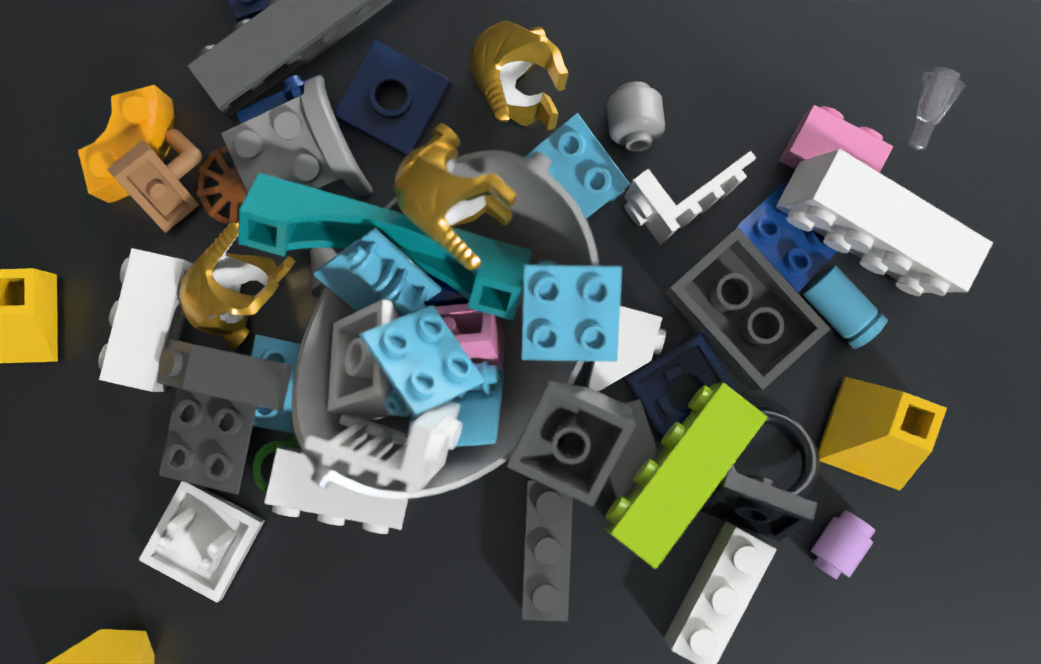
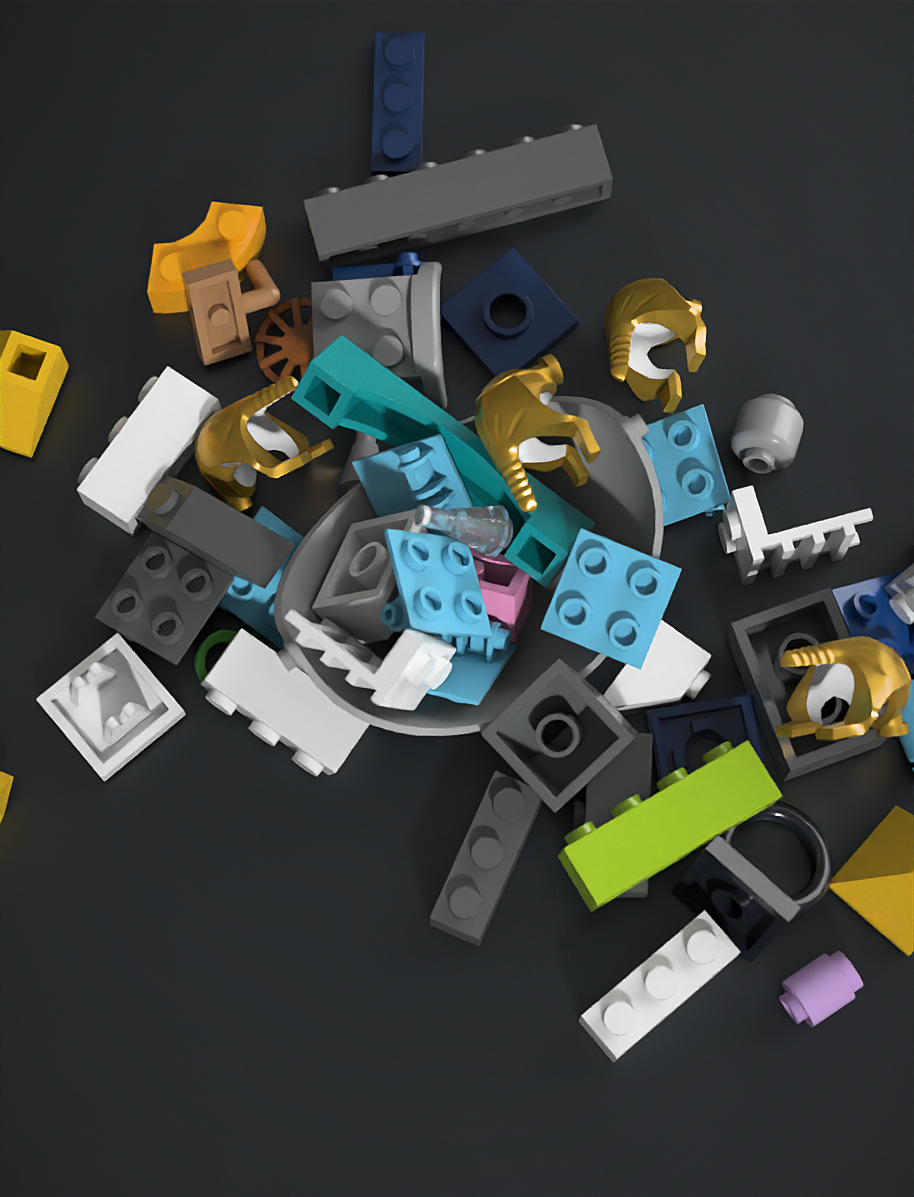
camera: 25 degrees right, 10 degrees down
(438, 294) = (480, 528): none -> clear cone
(805, 296) = (855, 670): none -> pearl gold piece

